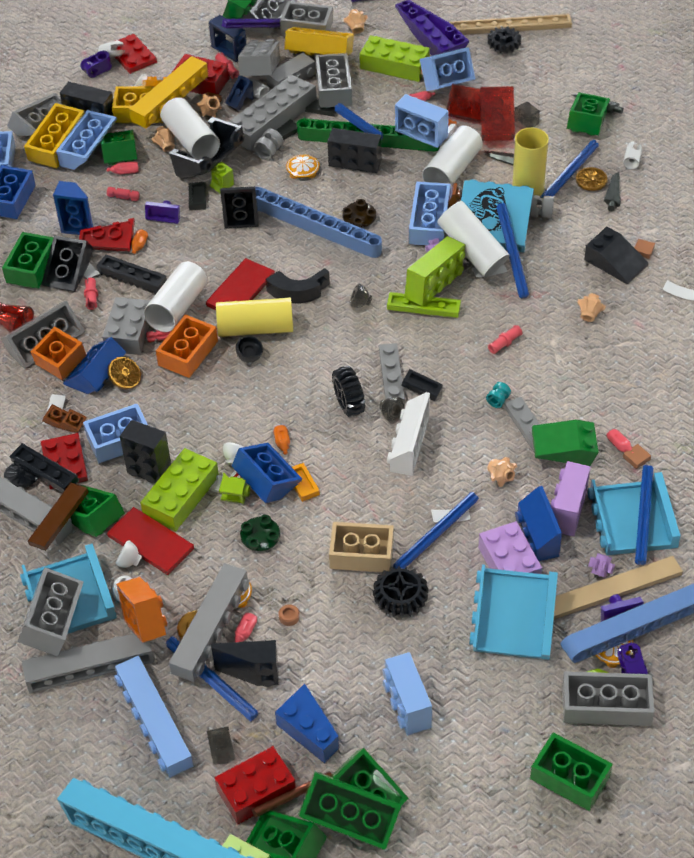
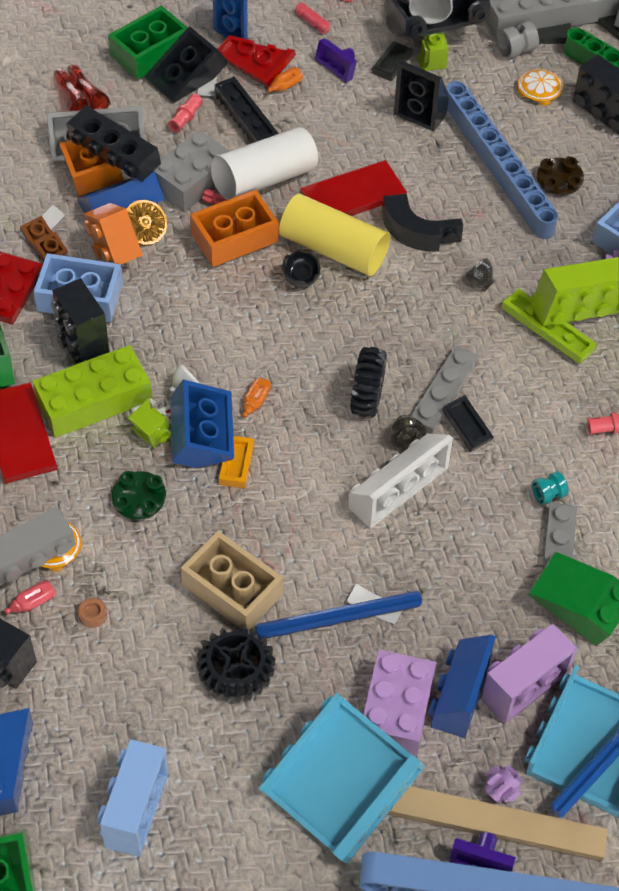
camera: 30 degrees right, 5 degrees up
(72, 331) = (113, 143): none -> black brick
(116, 388) = (112, 234): none -> orange brick
(501, 470) = (475, 586): light nougat rock -> none

